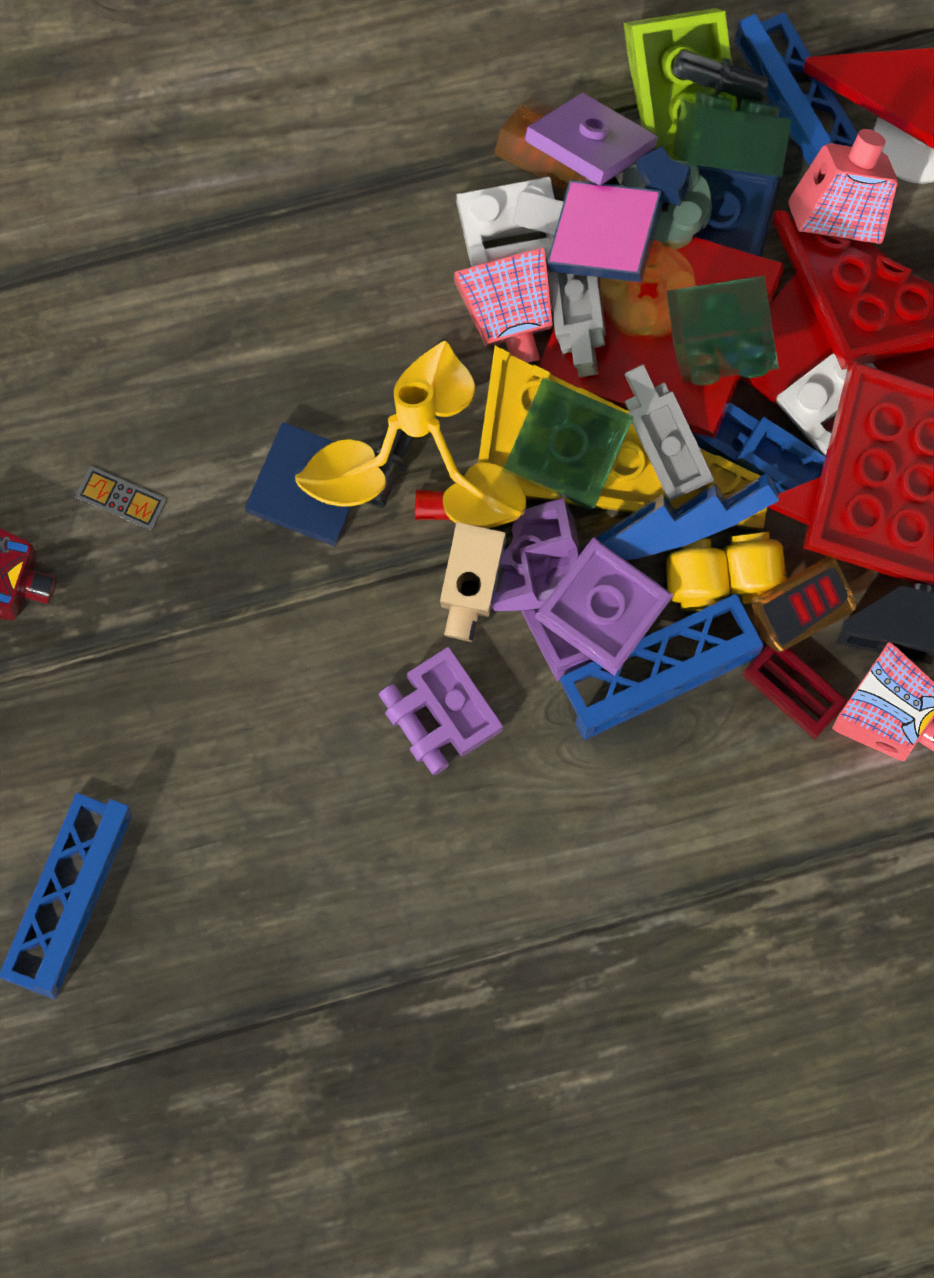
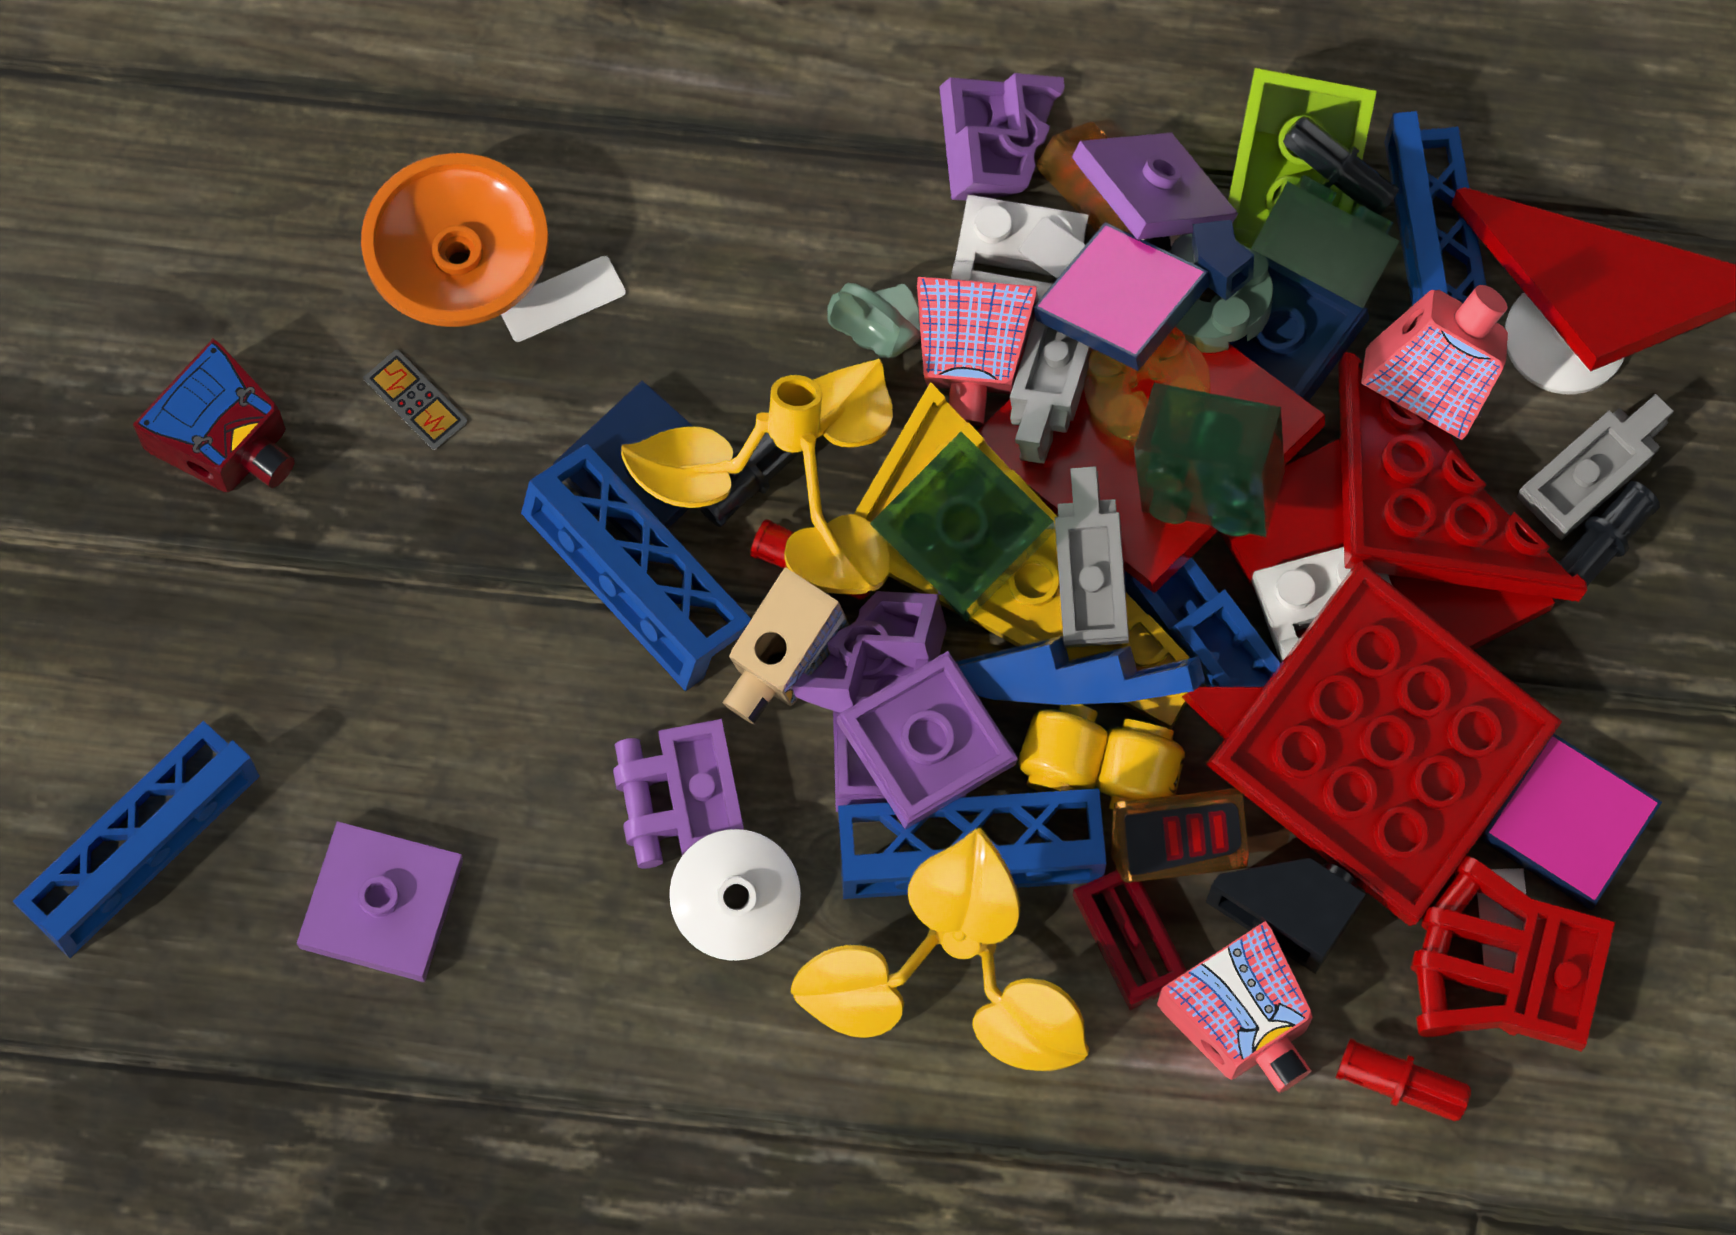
camera: 25 degrees right, 5 degrees down
(97, 342) = (450, 208): none -> orange dish
(193, 382) = (564, 298): none -> white sticker
(261, 871) = (380, 901): none -> medium lavender plate
(335, 575) = (618, 579): none -> blue fence
(433, 312) = (876, 320): none -> sand green piece
(455, 140) = (995, 131): none -> medium lavender slope
(487, 762) = (726, 860): none -> white dish
(683, 715) = (969, 907): none -> yellow plant

